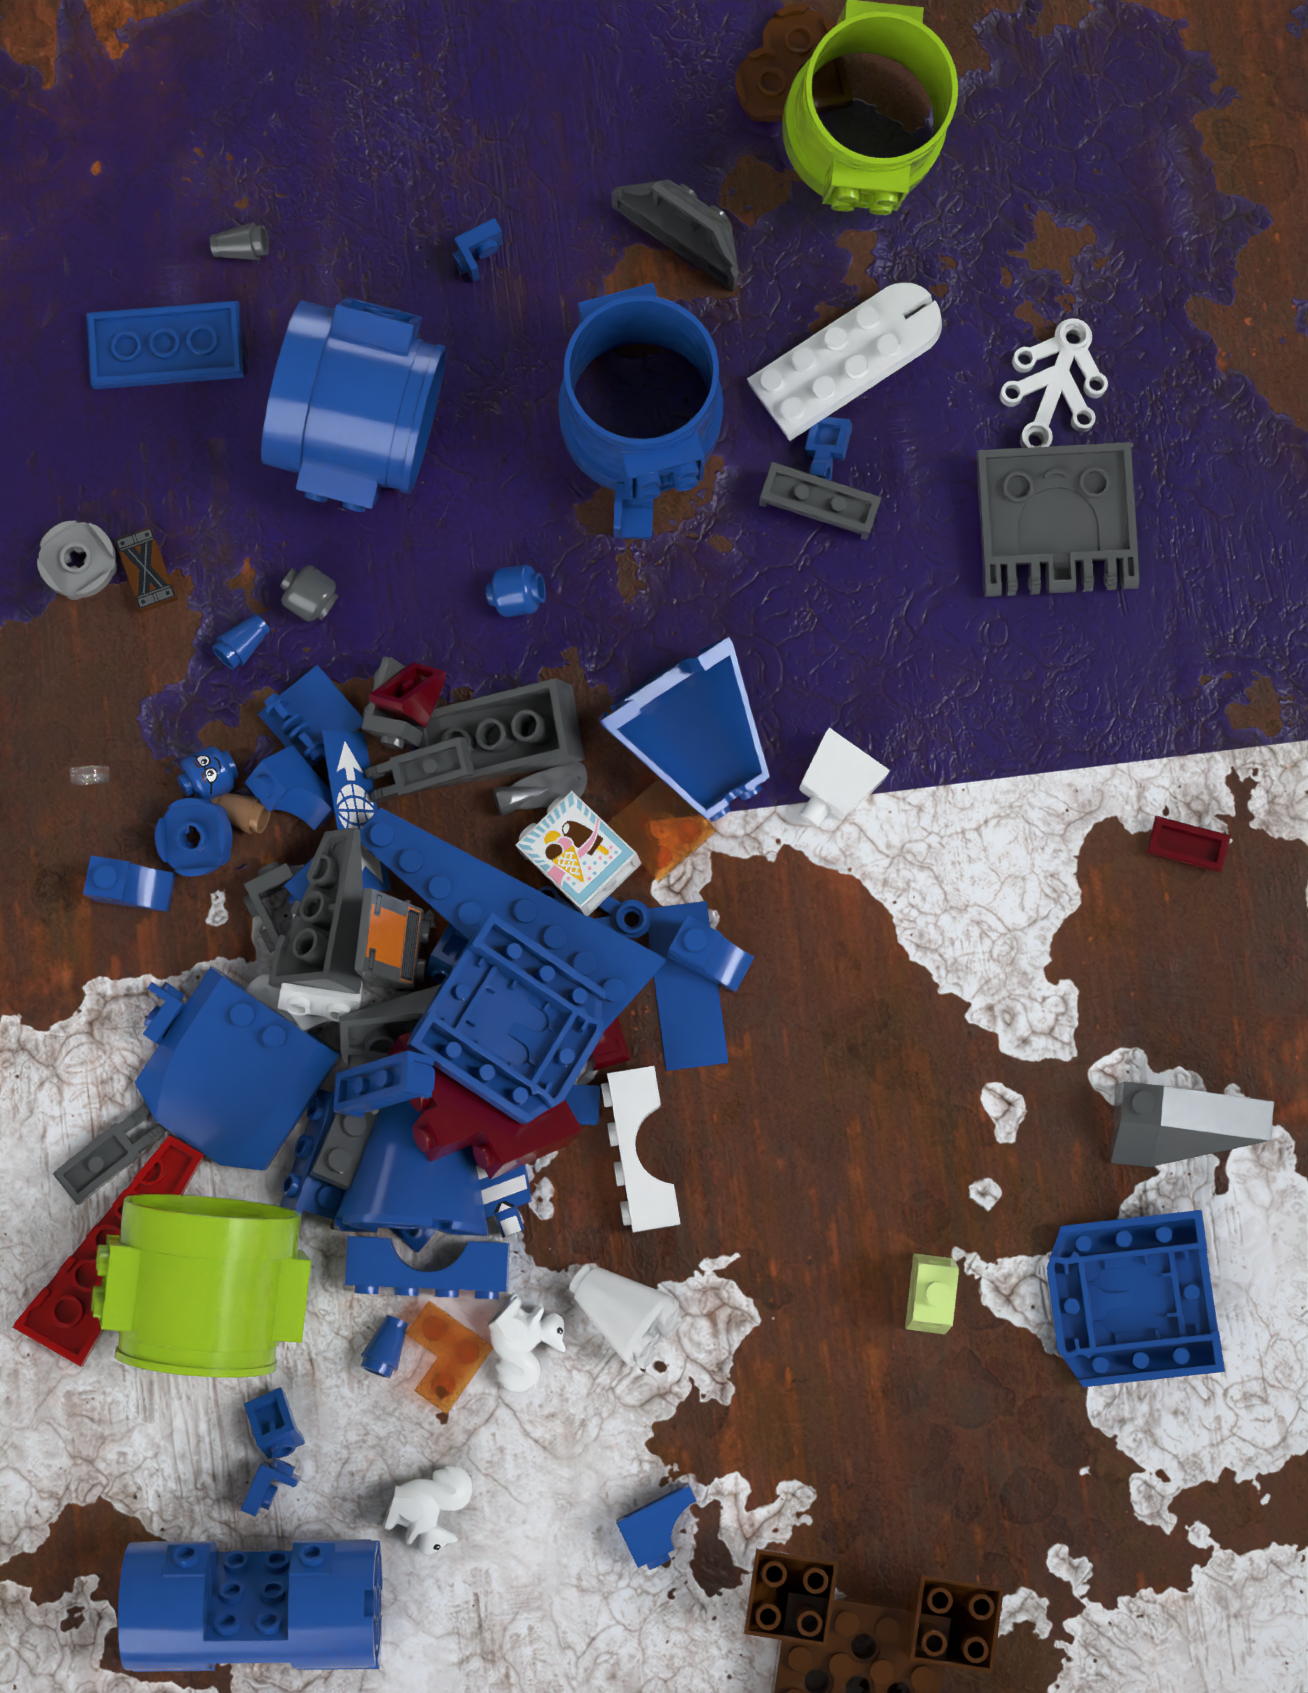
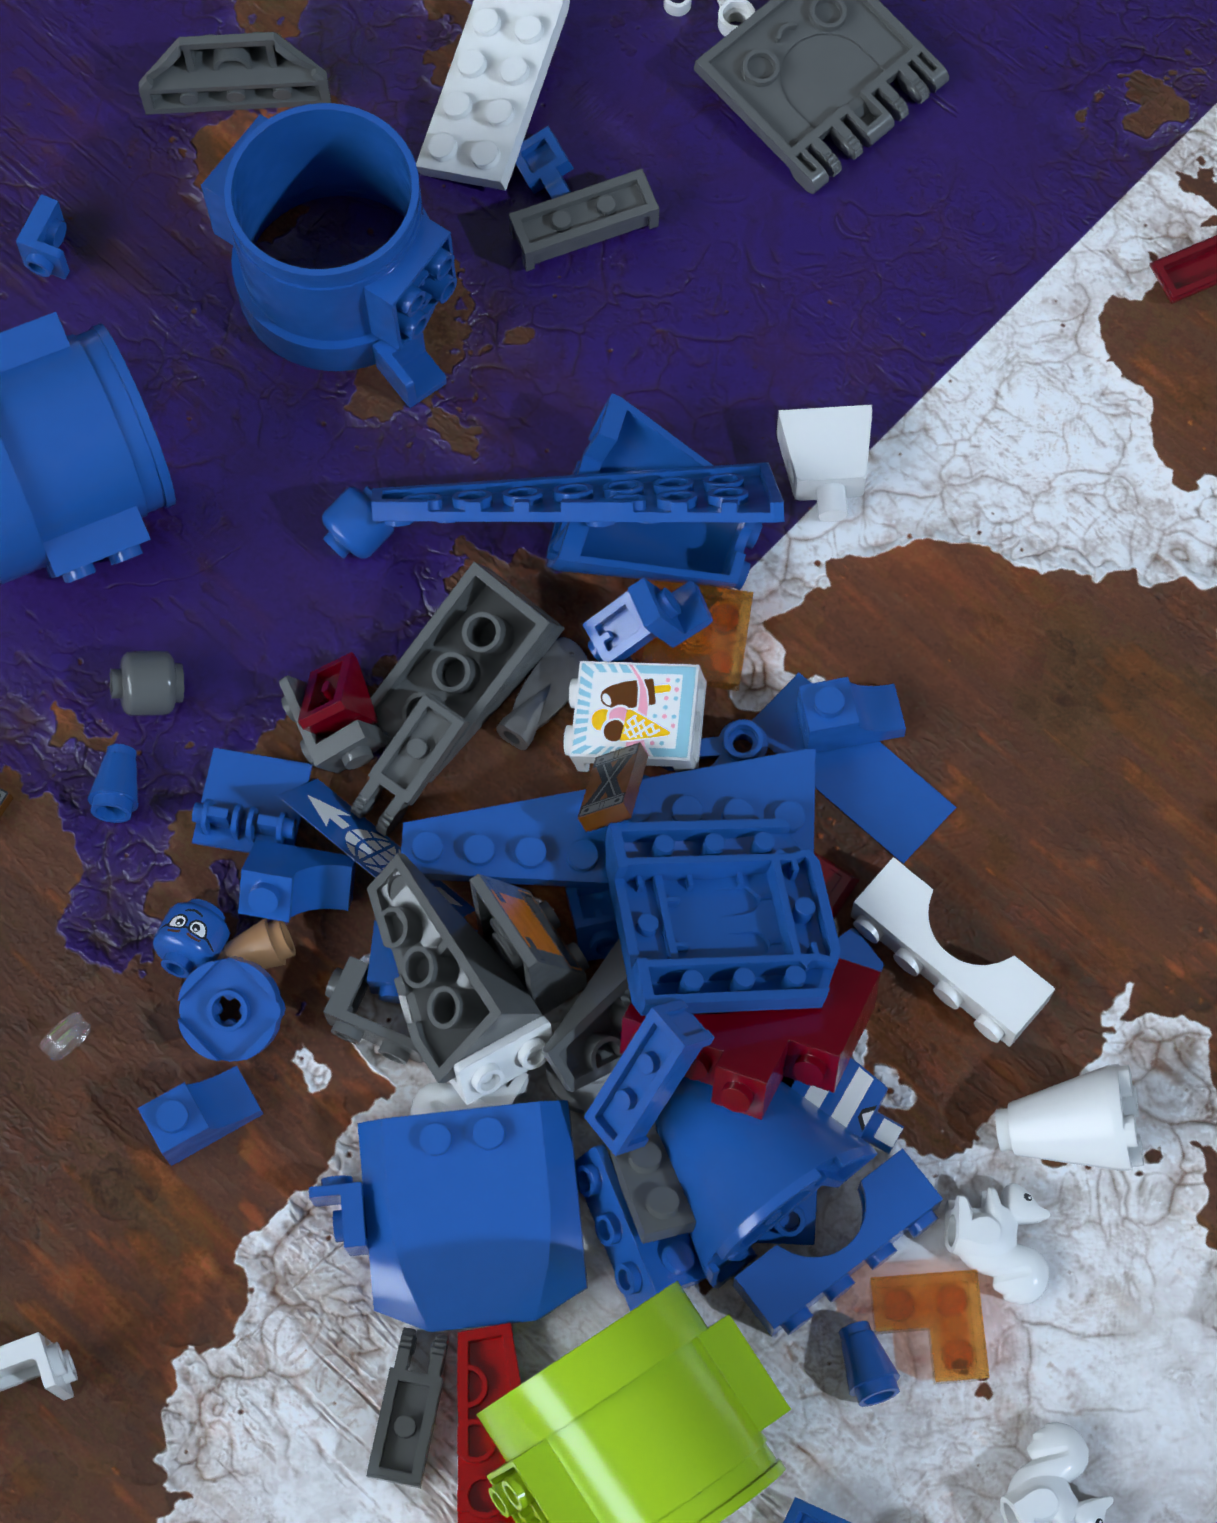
camera: 35 degrees left, 10 degrees down
(517, 889) = (613, 787): none -> tile
(612, 790) = (617, 631): none -> bracket
(647, 805) = (671, 614): none -> blue bracket
(701, 733) = (648, 497): none -> blue wing

